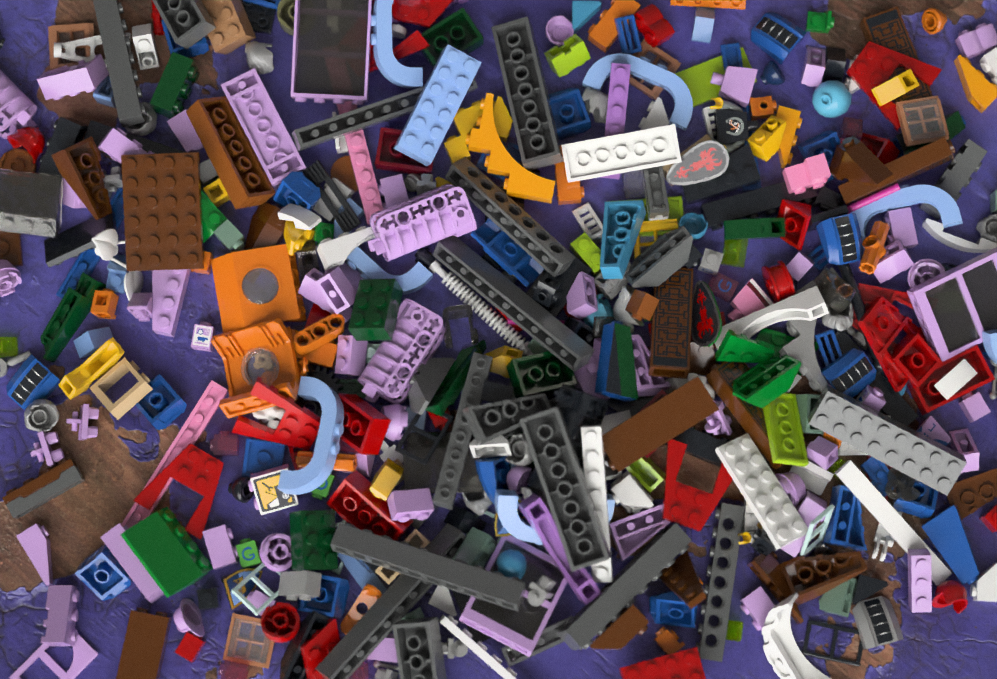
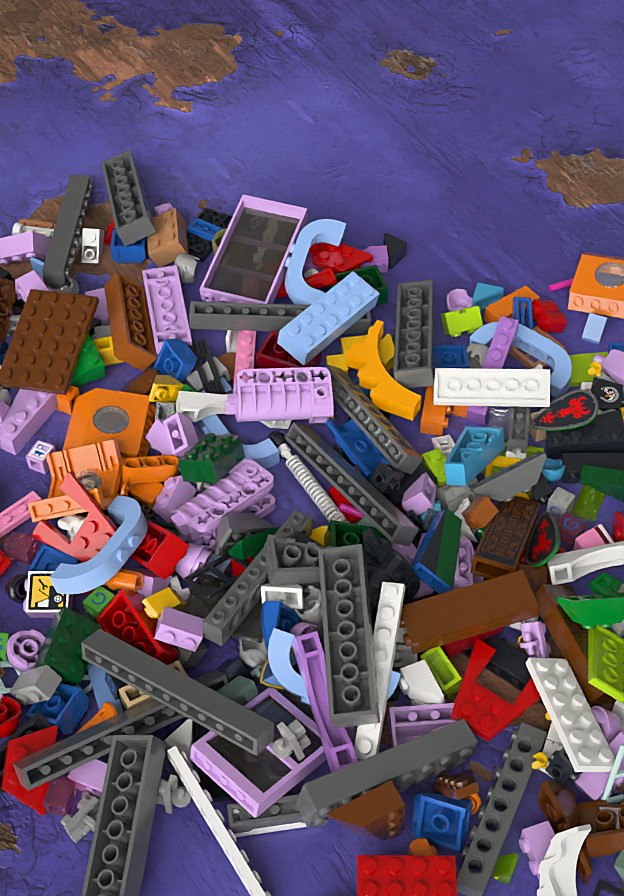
camera: 20 degrees right, 30 degrees down
(174, 86) = (101, 266): dark green brick -> none
(230, 236) = (100, 376): sand green brick -> none
(301, 216) = (170, 373): white slope -> none
(457, 312) = (283, 493): clear smoke piece -> none
(511, 564) = (269, 709): dark azure hair -> none
(741, 349) = (576, 575): green wing -> none

